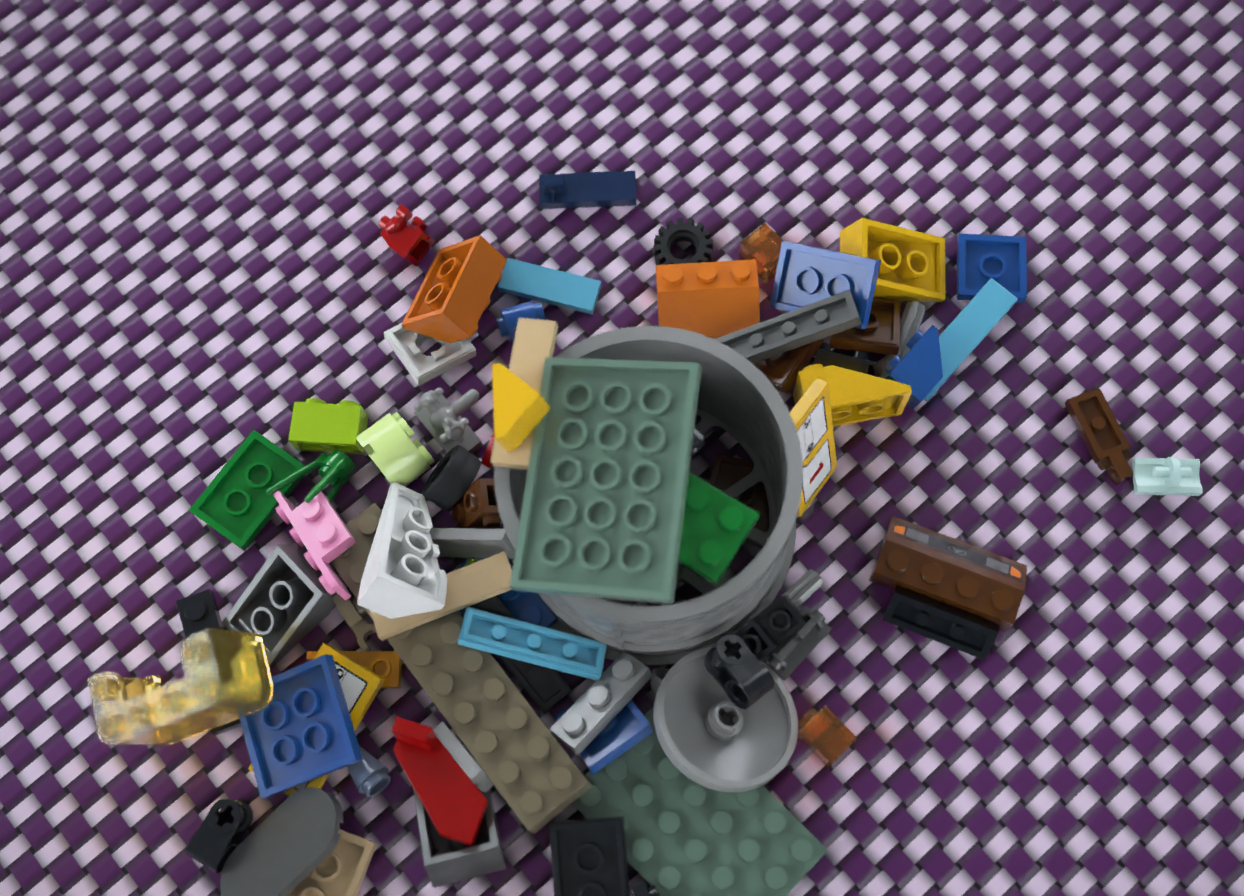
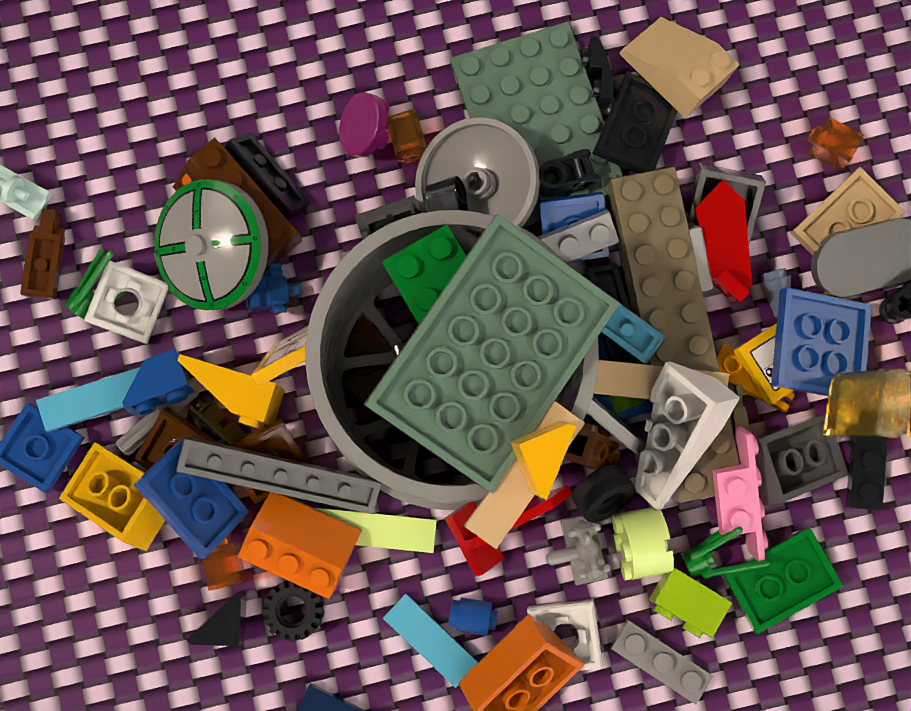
camera: 165 degrees left, 10 degrees up
(333, 368) = (661, 661): none -> light grey plate
(635, 776) = (572, 171): none -> black piece
(734, 206) = (225, 626): none -> black slope
(867, 508) = (272, 292): none -> blue piece
(873, 721) = (364, 125): none -> magenta tile
(950, 518) = (211, 244): none -> light grey dish
(977, 415) = (150, 296): none -> white piece
(1036, 415) = (82, 295): none -> green plant

